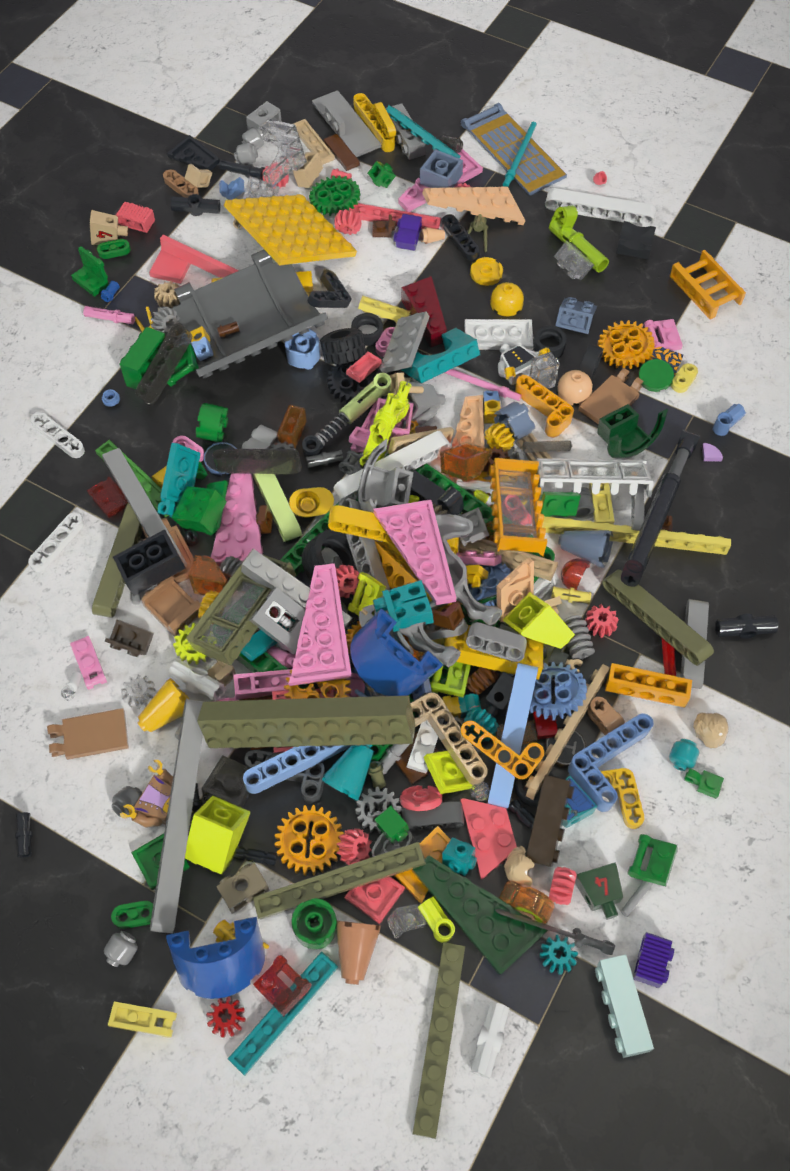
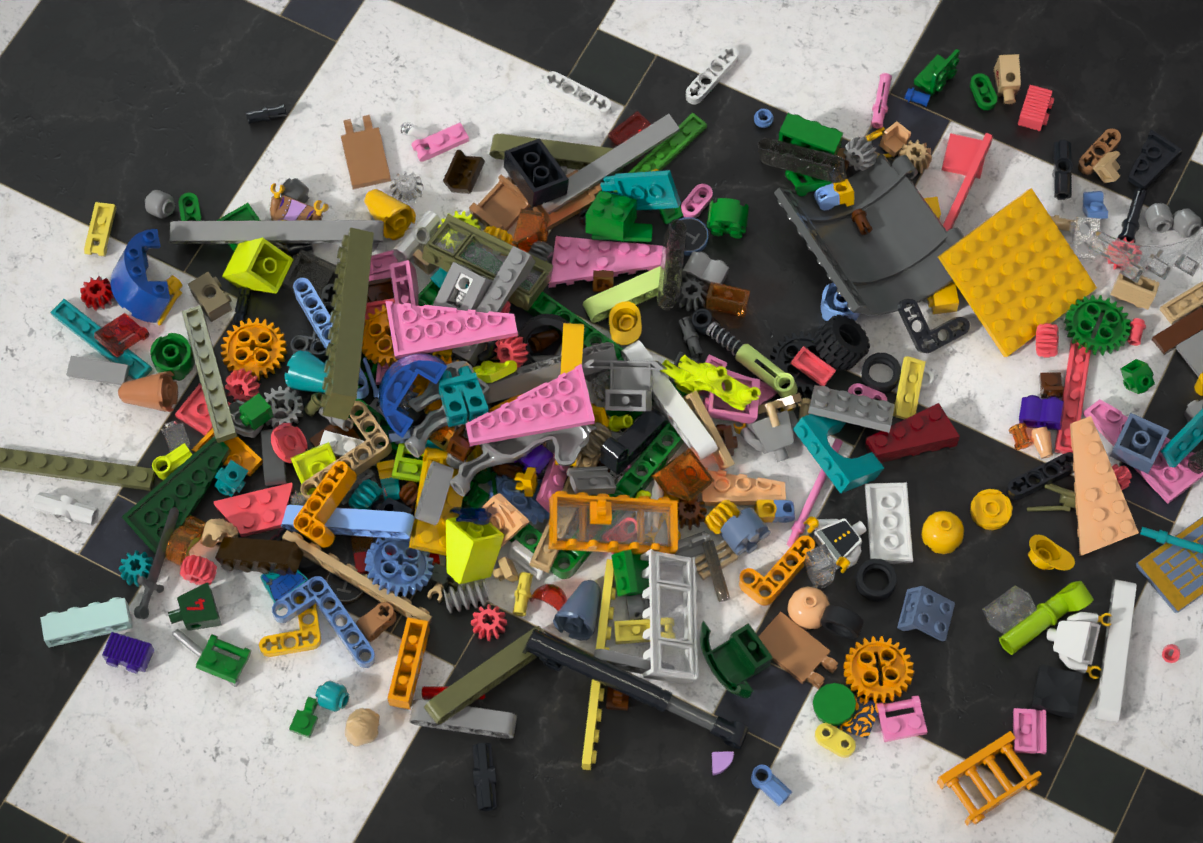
camera: 90 degrees right, 5 degrees up
(147, 300) = (894, 138): none -> light nougat panel
(323, 1011) = (97, 370): none -> light grey tile
(427, 247) = (1020, 436): none -> clear orange bush
(512, 508) = (600, 512): none -> light orange tile
(514, 613) = (476, 515): none -> clear blue plate
(528, 235) = (1048, 555): none -> yellow piece
(597, 221) = (1077, 640): none -> white torso
(664, 258) = (1029, 731): none -> bright pink plate

